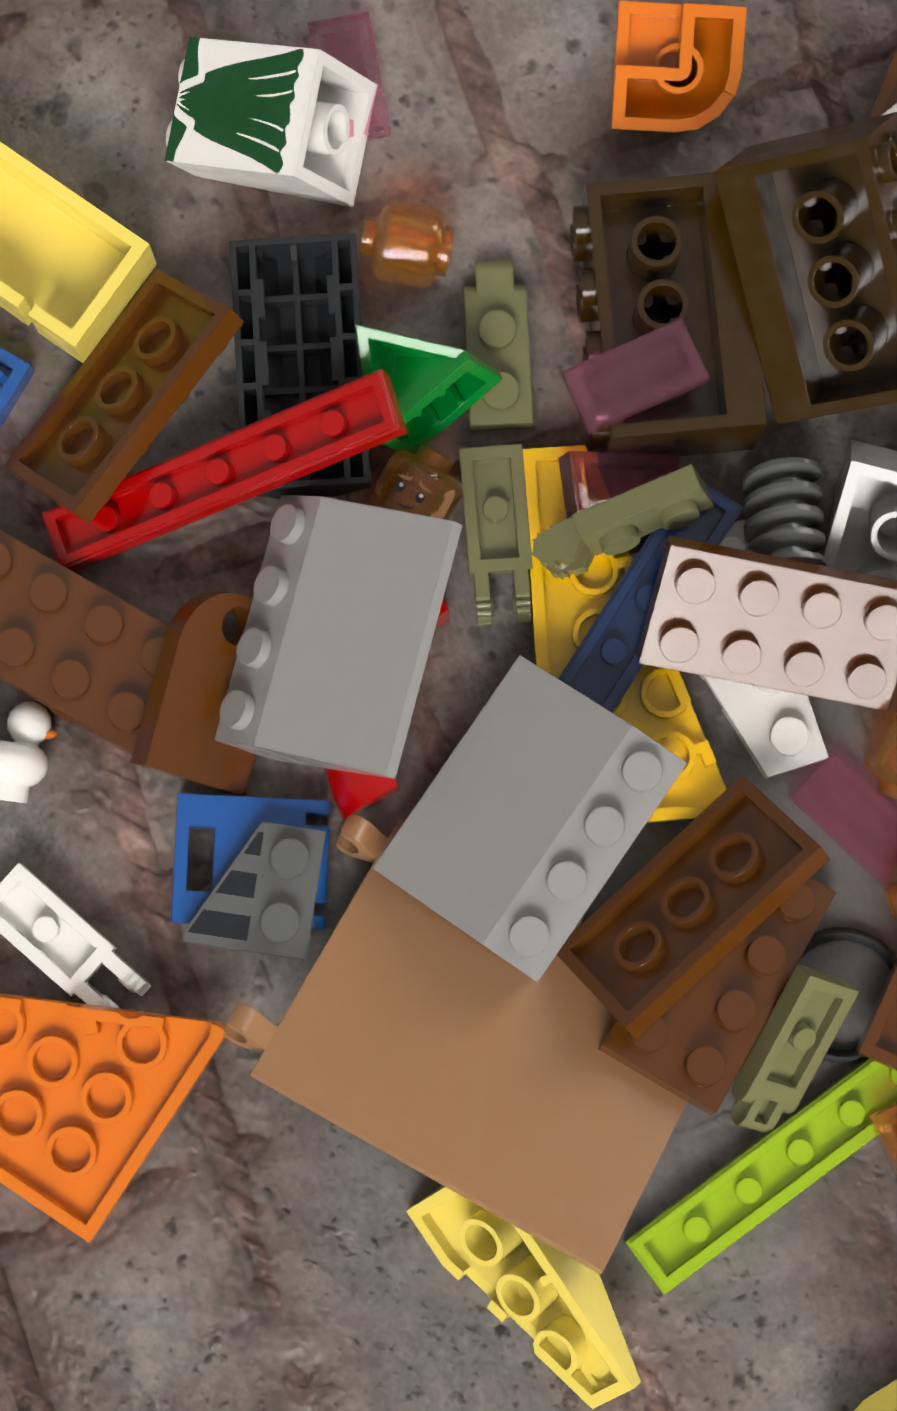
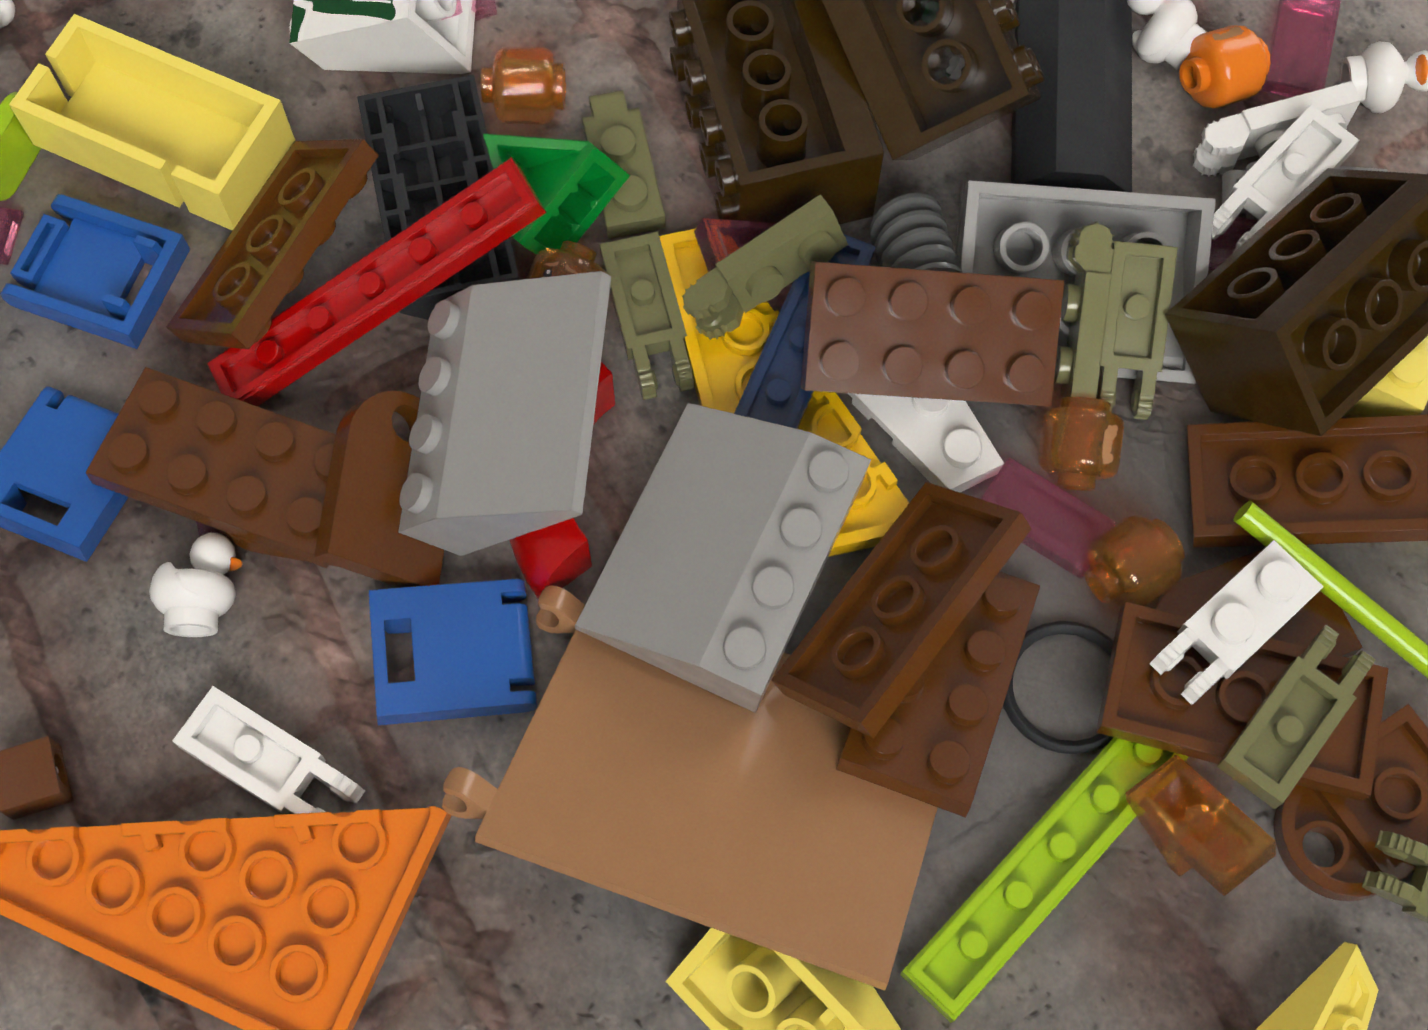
camera: 10 degrees left, 15 degrees down
(264, 895) = (467, 675): dark grey wing -> none
(635, 376) = (752, 128): clear pink tile -> none
(790, 1047) = (1030, 739): olive hinge -> none

